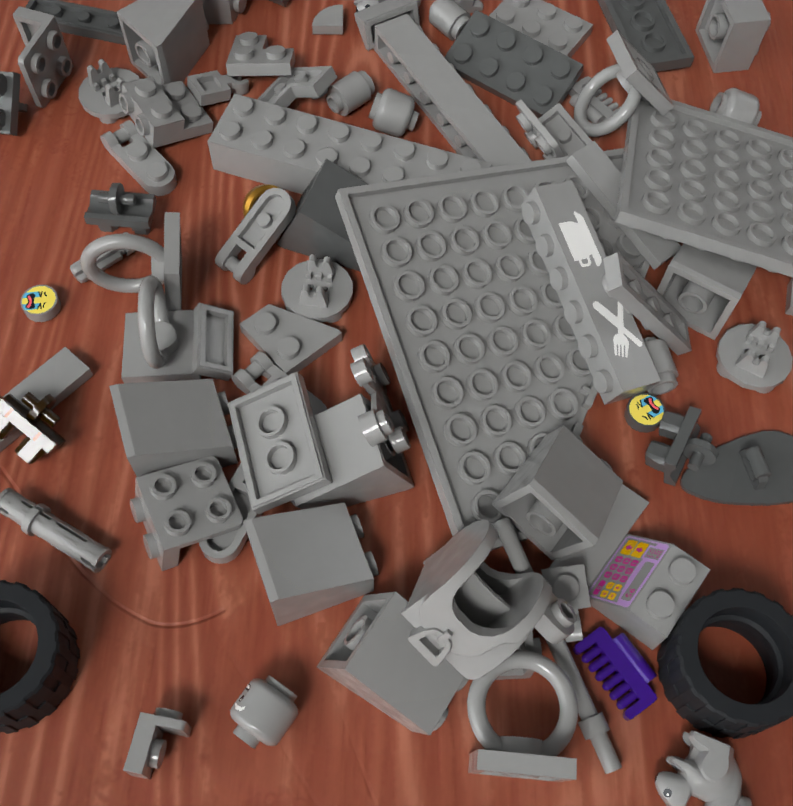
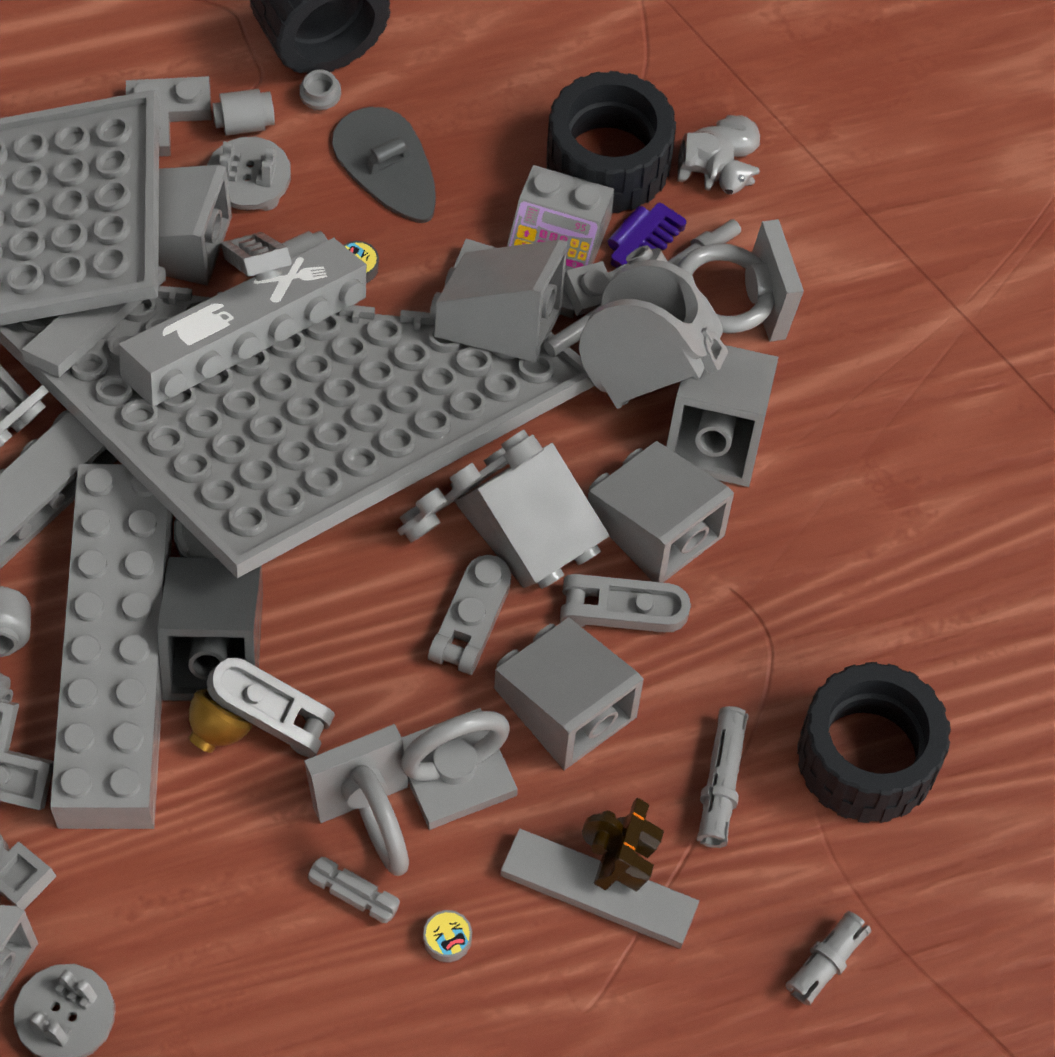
camera: 110 degrees left, 0 degrees up
(121, 209) = (283, 888): dark grey hips -> none
(140, 159) = (174, 920): light grey plate -> none
(147, 745) = (883, 592): light grey bracket -> none
(164, 111) = (90, 911): light grey plate -> none
(183, 508) = (660, 643): light grey bracket -> none
(213, 342) = (432, 706): light grey tile -> none
(264, 712) = (815, 502): light grey head -> none
(278, 443) = (548, 571): light grey tile -> none
(288, 337) = (393, 636): light grey wing -> none
(316, 303) = (294, 629): light grey plate -> none
(686, 445) = (393, 213): dark grey hips -> none

